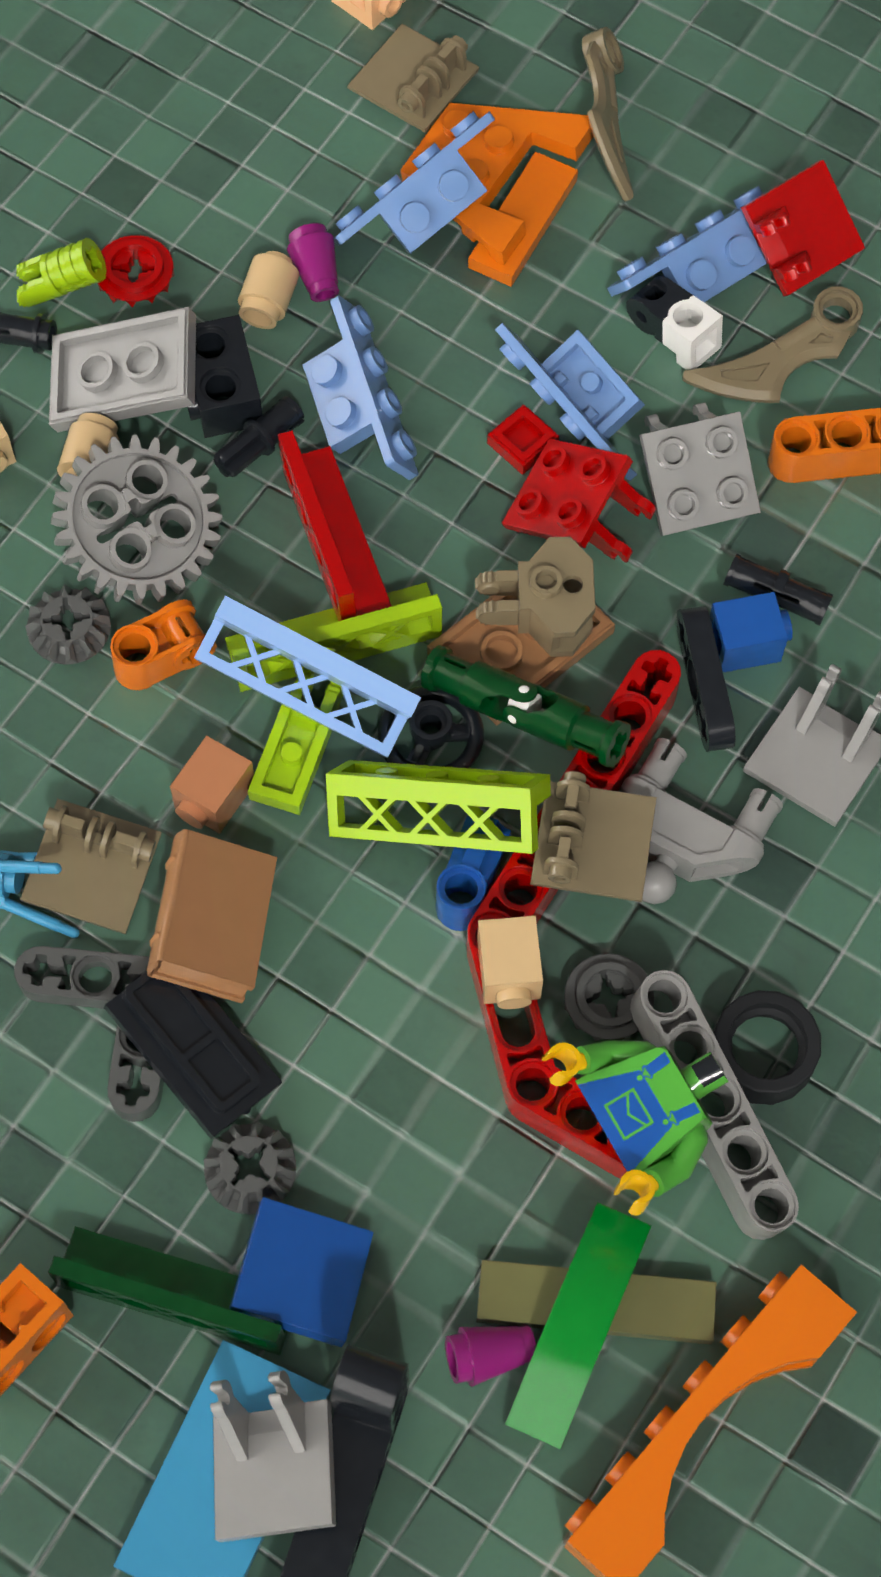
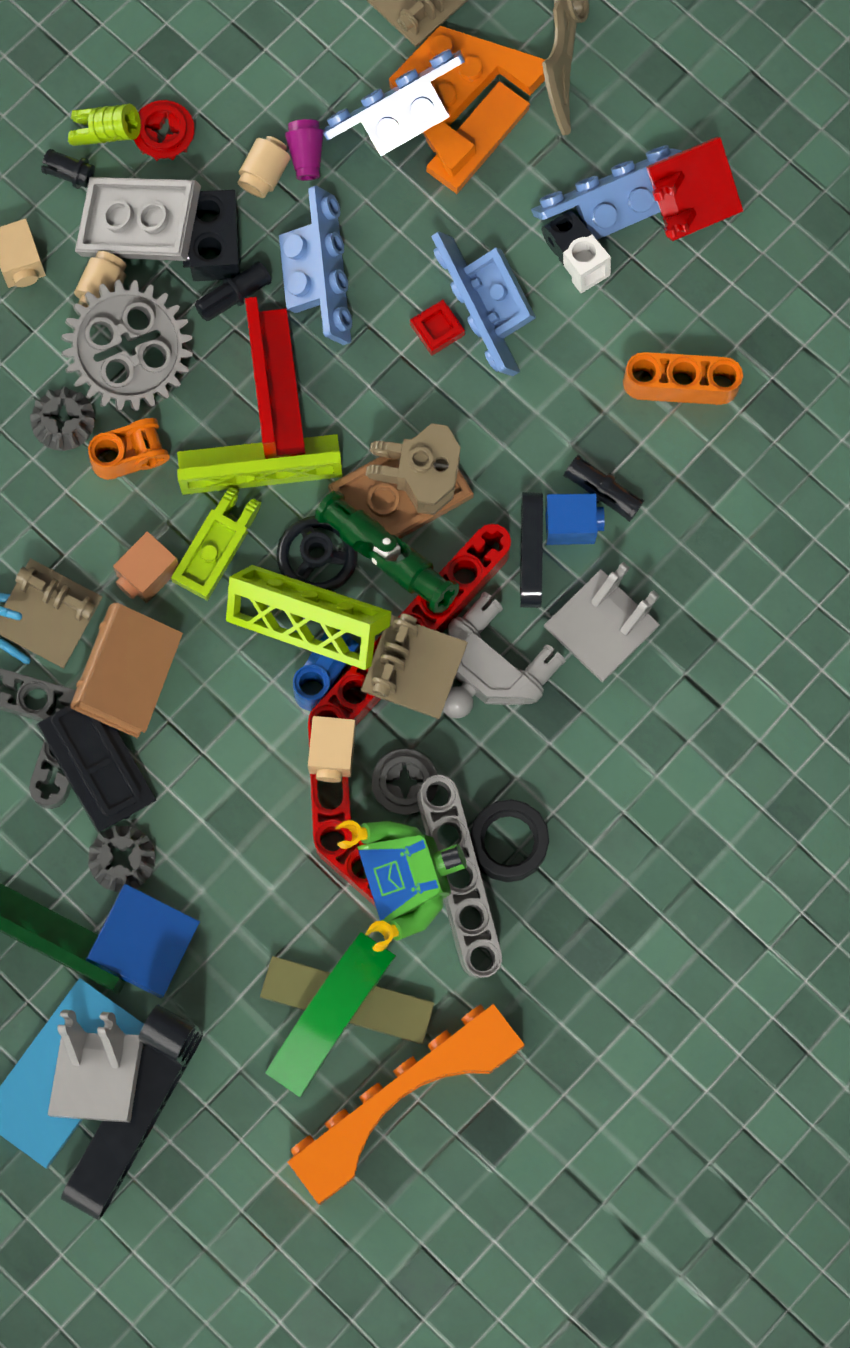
camera: 10 degrees right, 10 degrees up
(316, 659) = (237, 489): light blue fence -> none
(487, 1352) = (262, 1021): magenta cone -> none
(569, 493) = (460, 382): red plate -> none
(699, 471) = (564, 381): light grey plate -> none
(764, 371) = (636, 304): dark tan piece -> none

